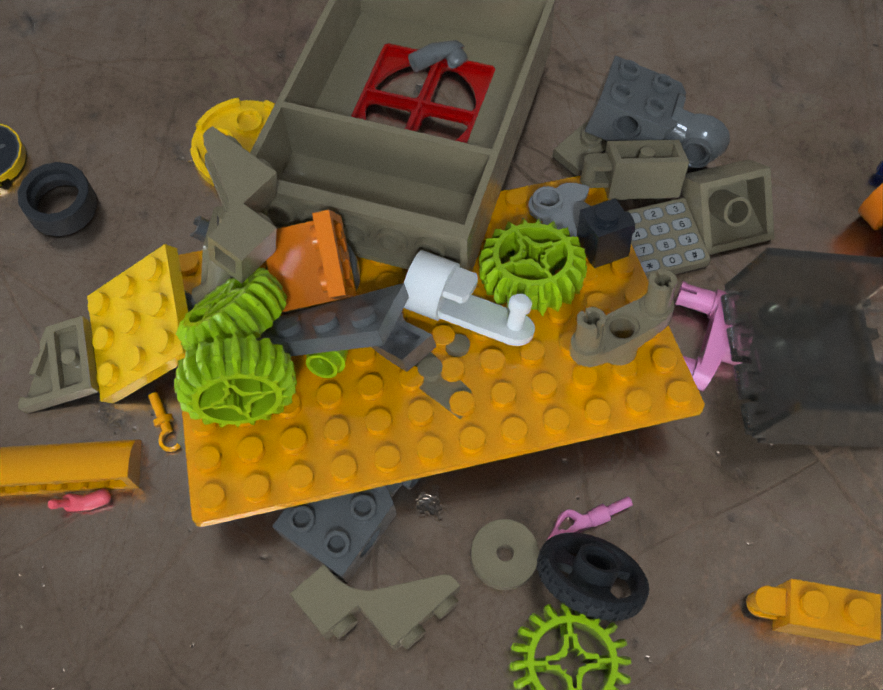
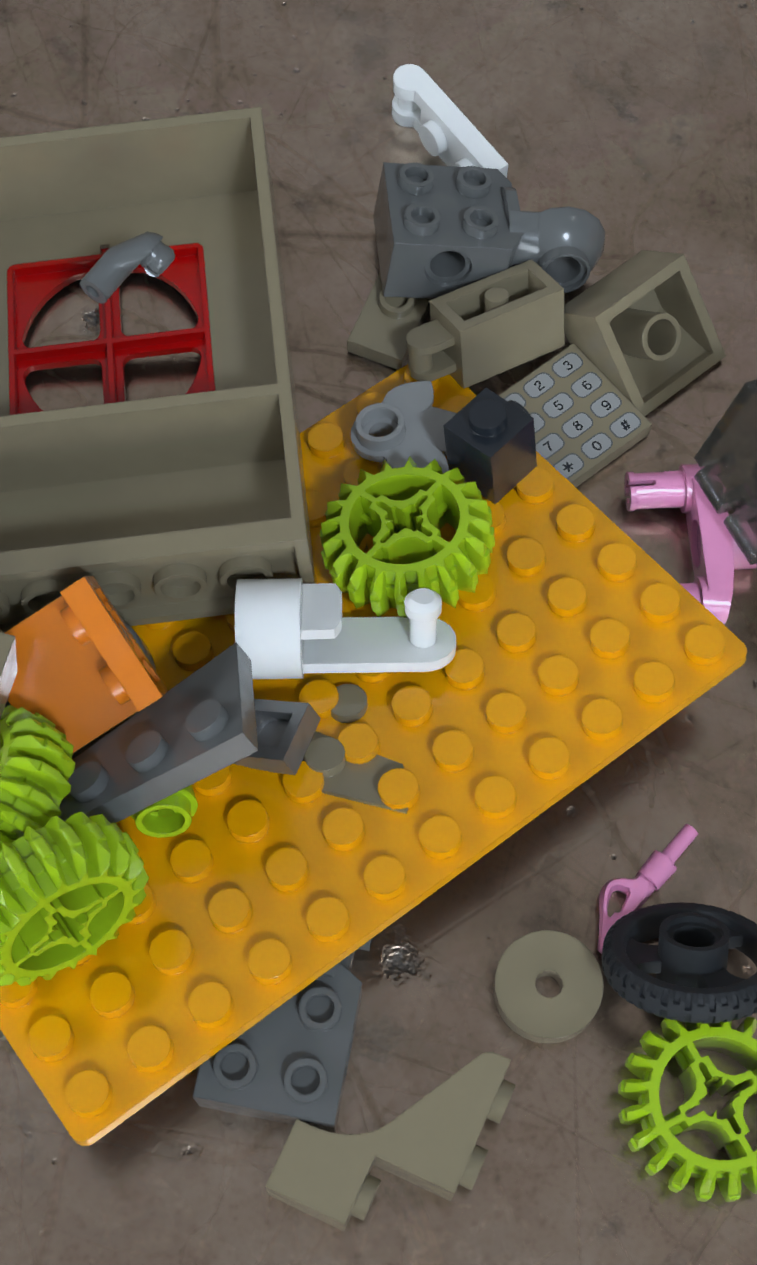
camera: 25 degrees left, 0 degrees up
(620, 333) = (597, 567): dark tan connector -> none
(661, 46) = (440, 122): none -> white plate

